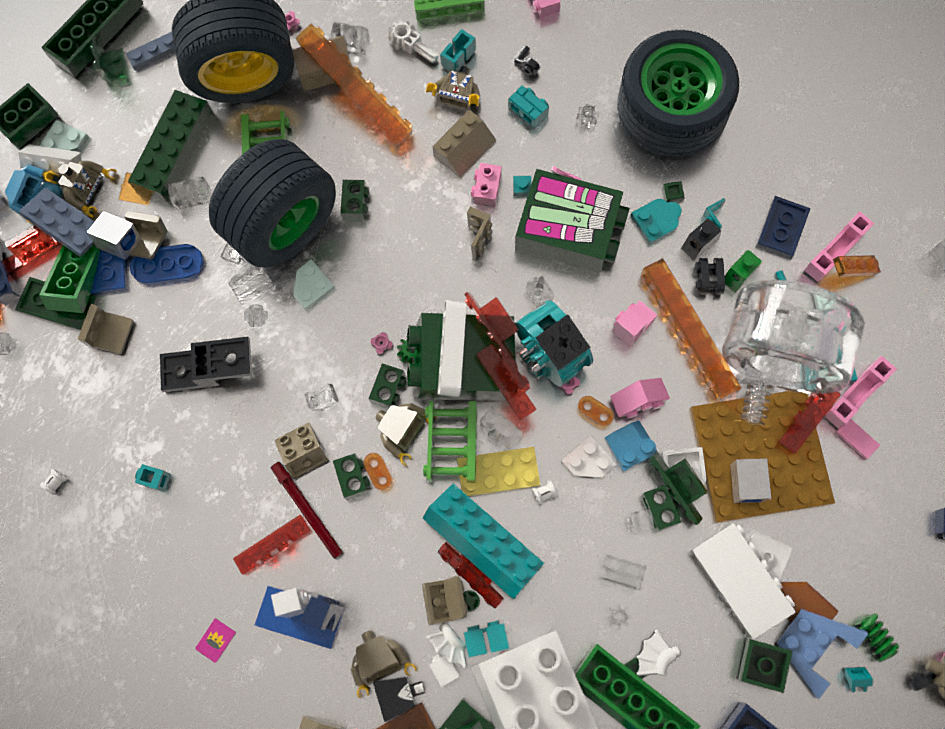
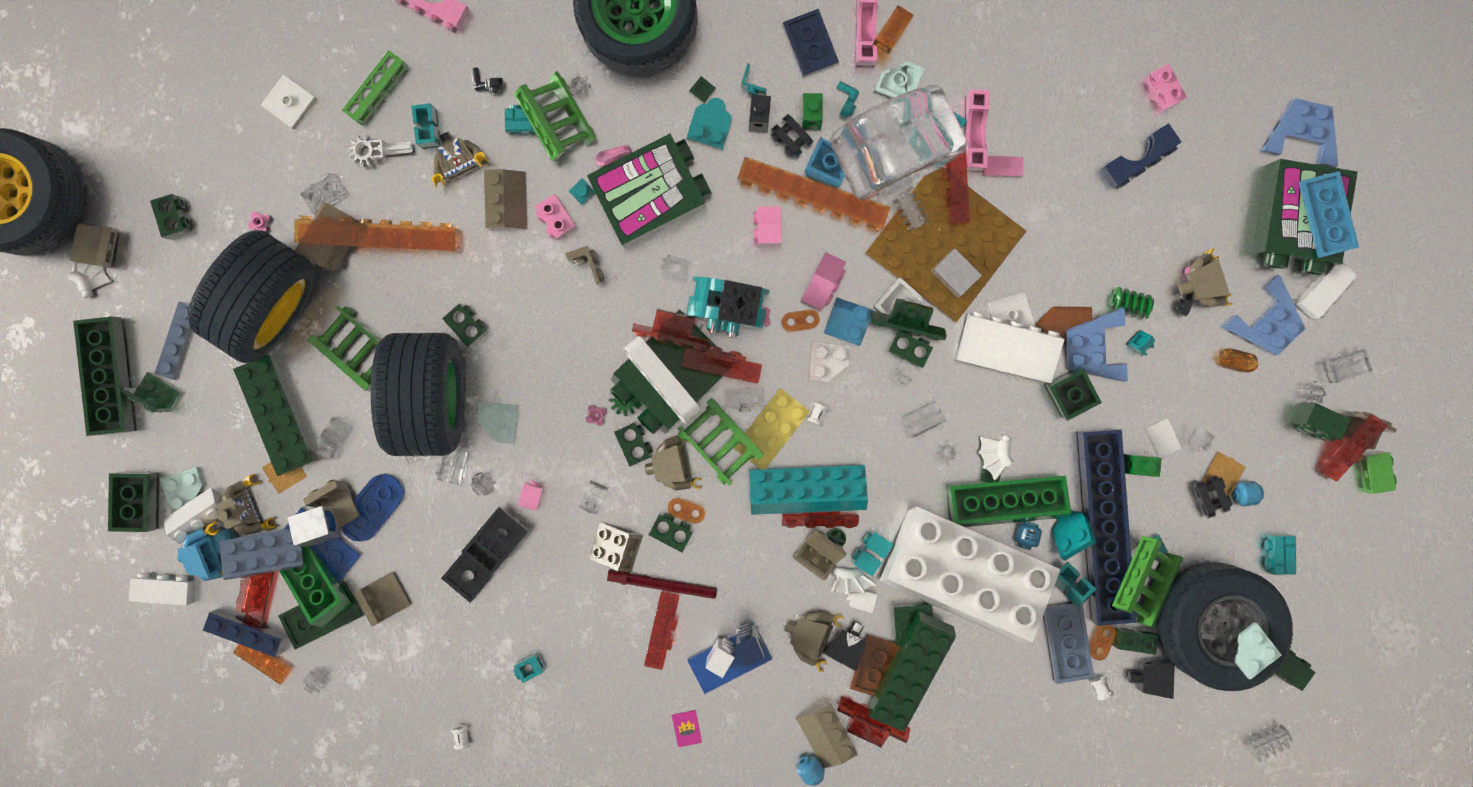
camera: 50 degrees left, 15 degrees up
(280, 355) = (531, 495): none -> bright pink brick
(536, 117) = (545, 130): none -> bright green fence
(716, 316) = (824, 165): none -> dark azure slope

